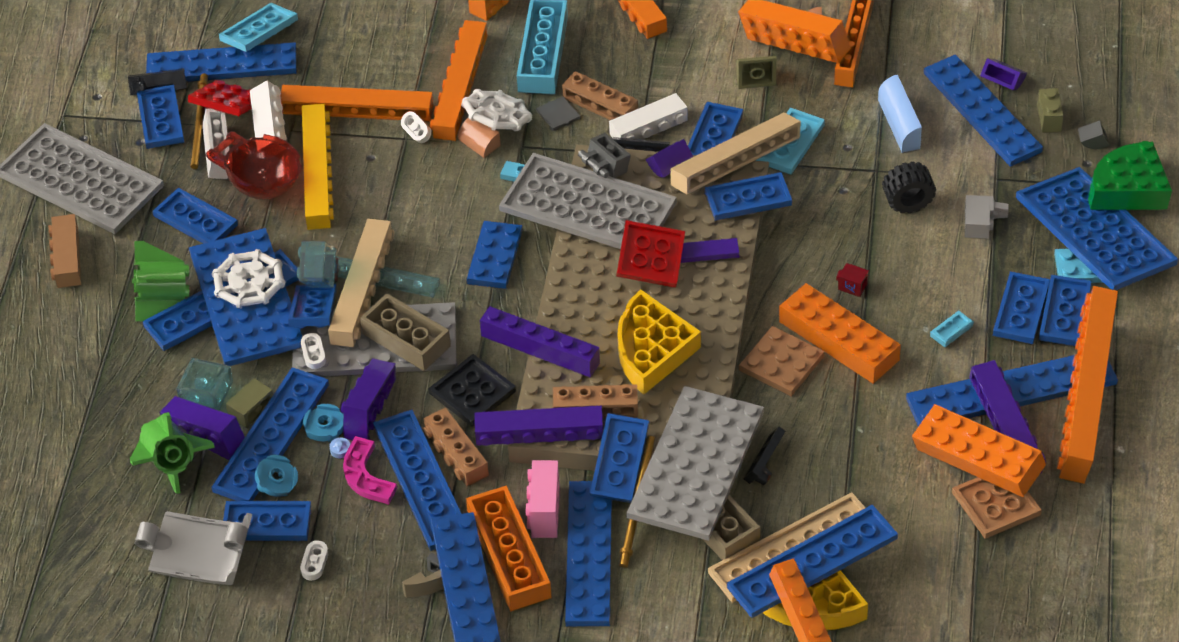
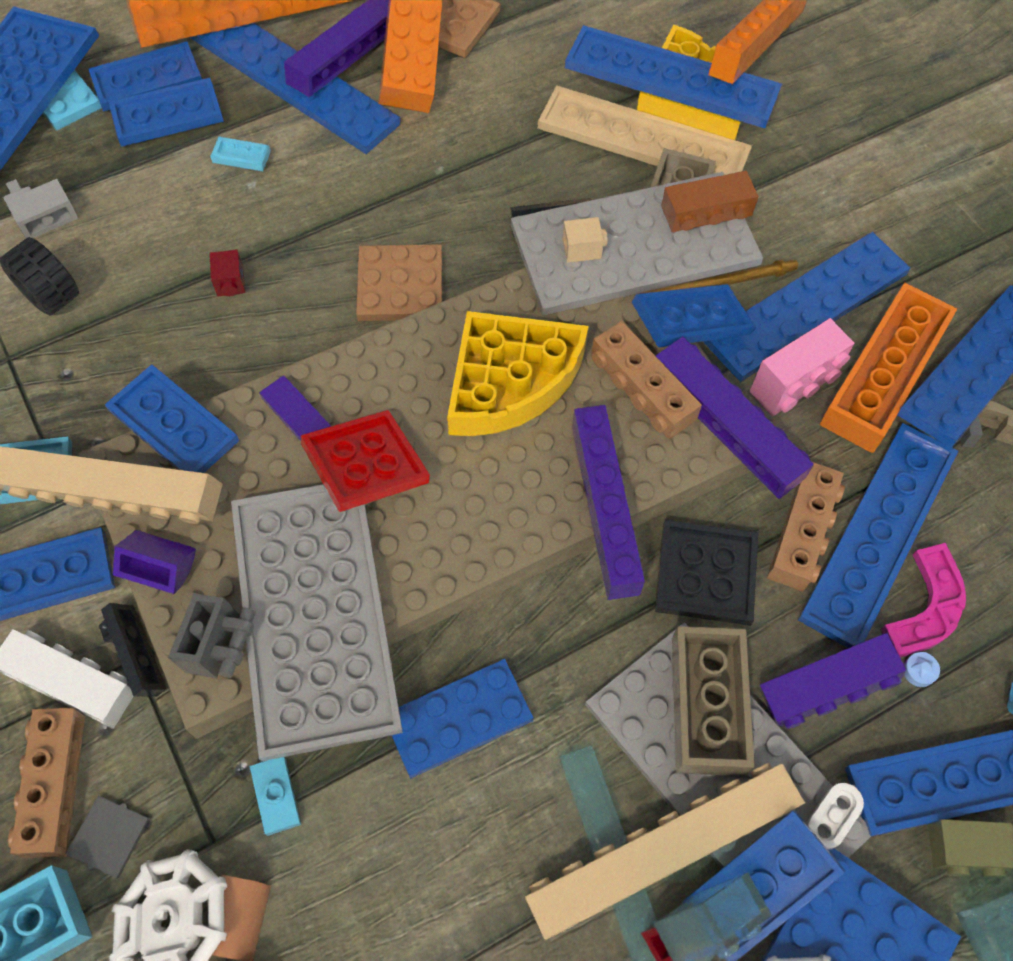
camera: 130 degrees left, 15 degrees up
(323, 432) = (901, 735): dark azure plate -> none
(682, 495) = (709, 201): none -> dark orange brick
(708, 416) = (583, 239): none -> tan brick
(839, 333) = (322, 243): orange brick -> none

